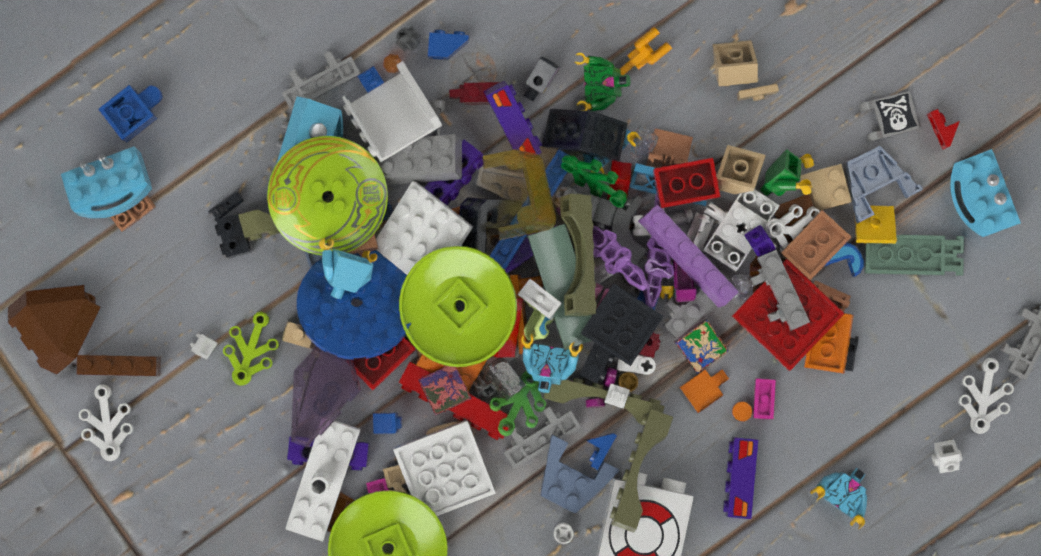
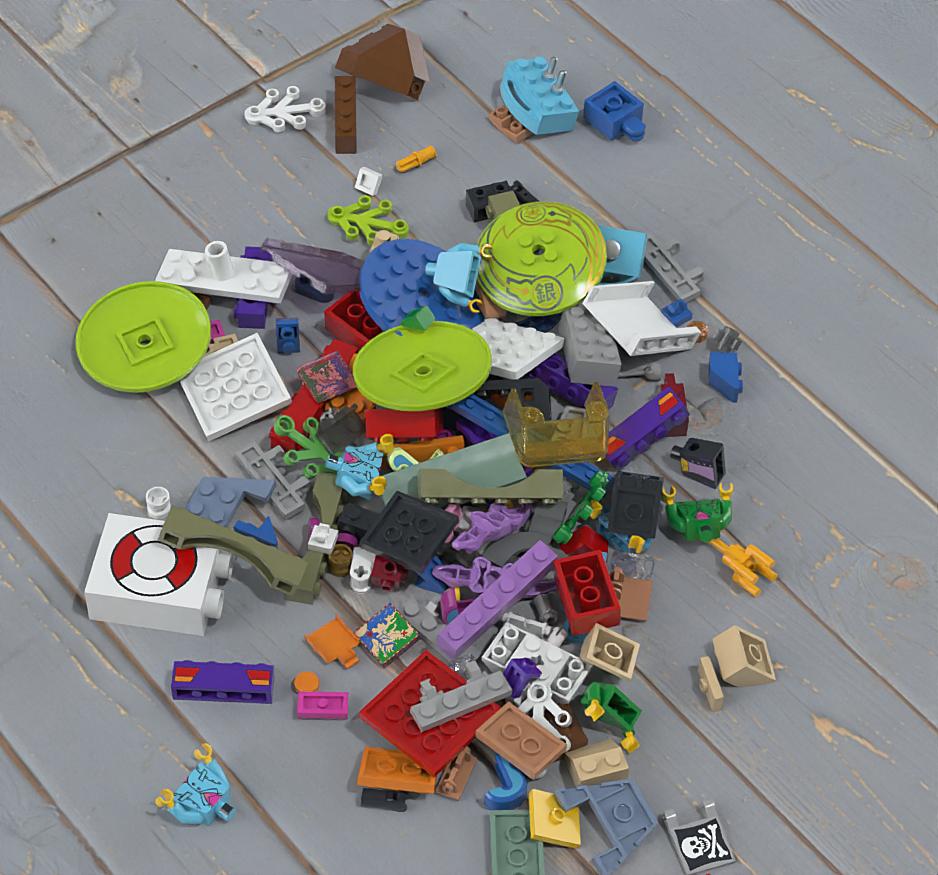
camera: 85 degrees right, 35 degrees down
(175, 301) = (416, 159): none -> light orange axle
(399, 307) = (419, 318): none -> green slope
(540, 299) = (435, 447): white panel -> none

